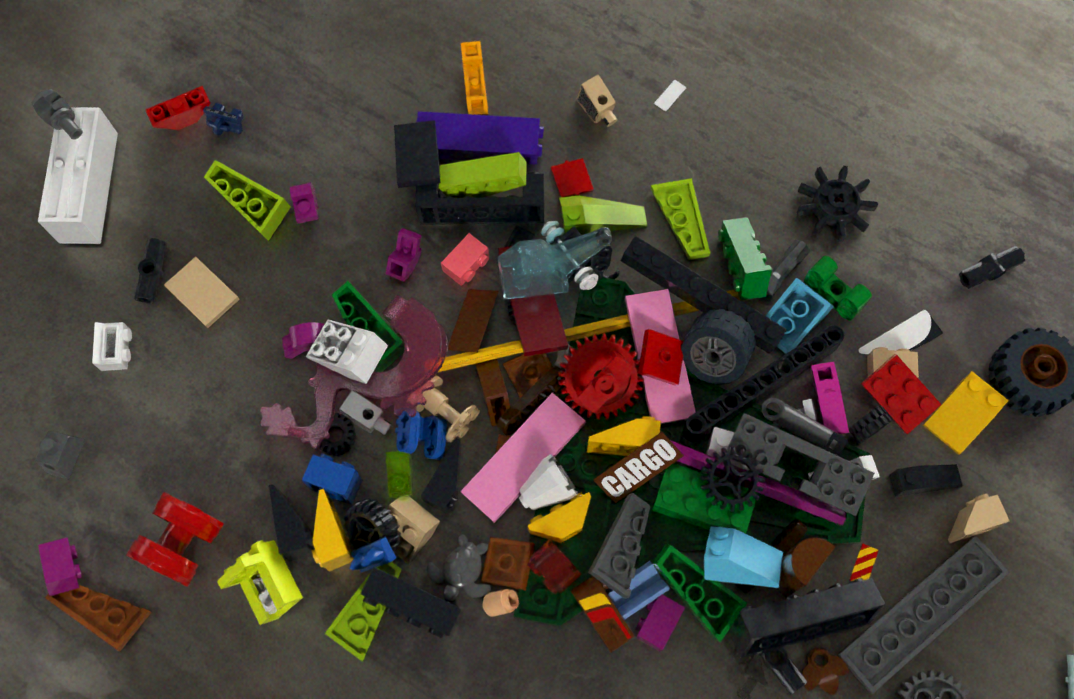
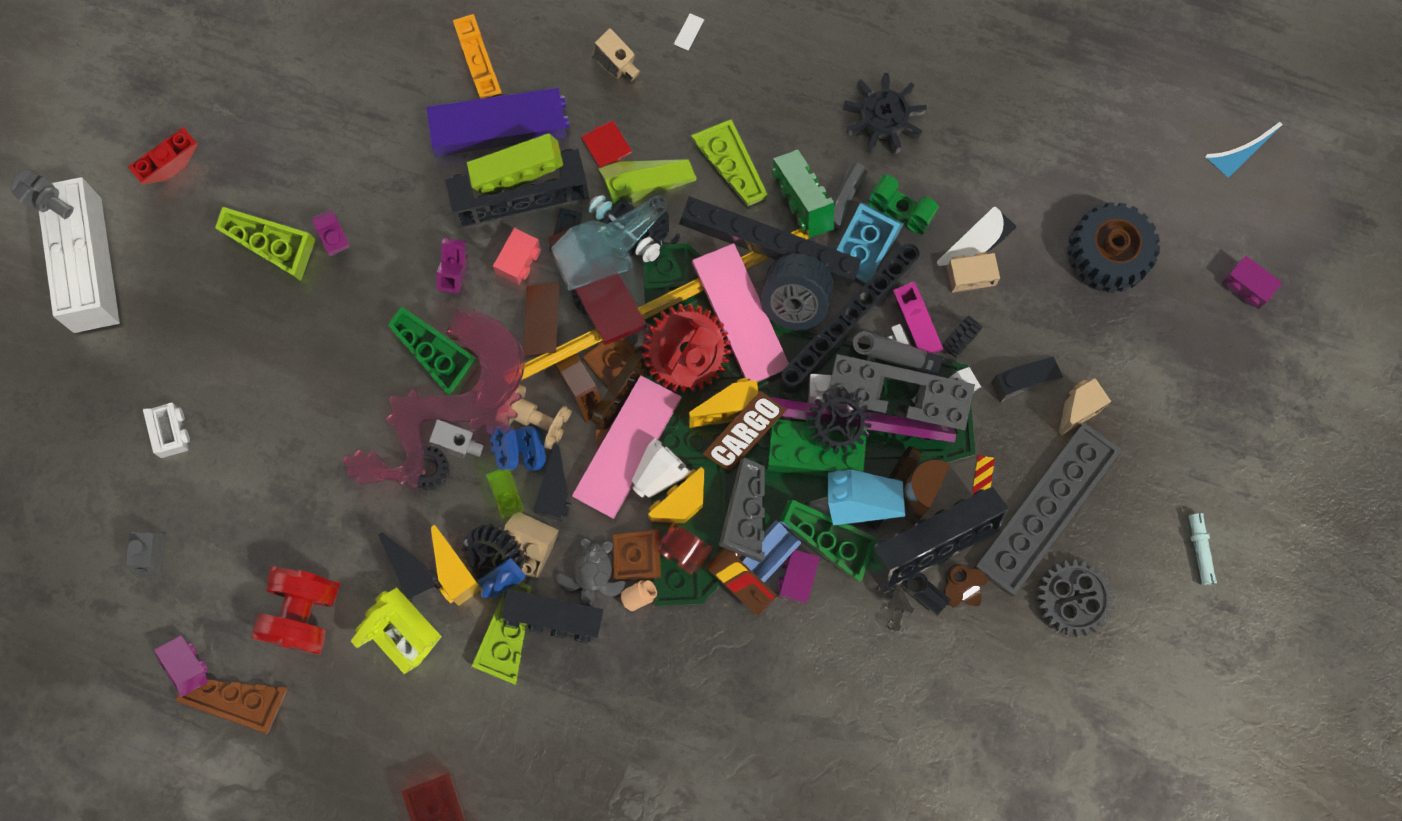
camera: 20 degrees left, 5 degrees up
(148, 282) = (184, 354): black piece -> none
(201, 292) = (245, 351): tan tile -> none
(223, 121) = (214, 160): dark blue hips -> none
(300, 338) = (372, 375): magenta brick -> none
(338, 480) = (446, 512): blue brick -> none
(347, 350) = (421, 379): white slope -> none
(416, 154) = (439, 155): black tile -> none
(661, 357) = (742, 315): red plate -> none
(901, 394) = (986, 299): red plate -> none
(965, 412) = (1052, 303): yellow slope -> none
(992, 267) = (1052, 148): black piece -> none

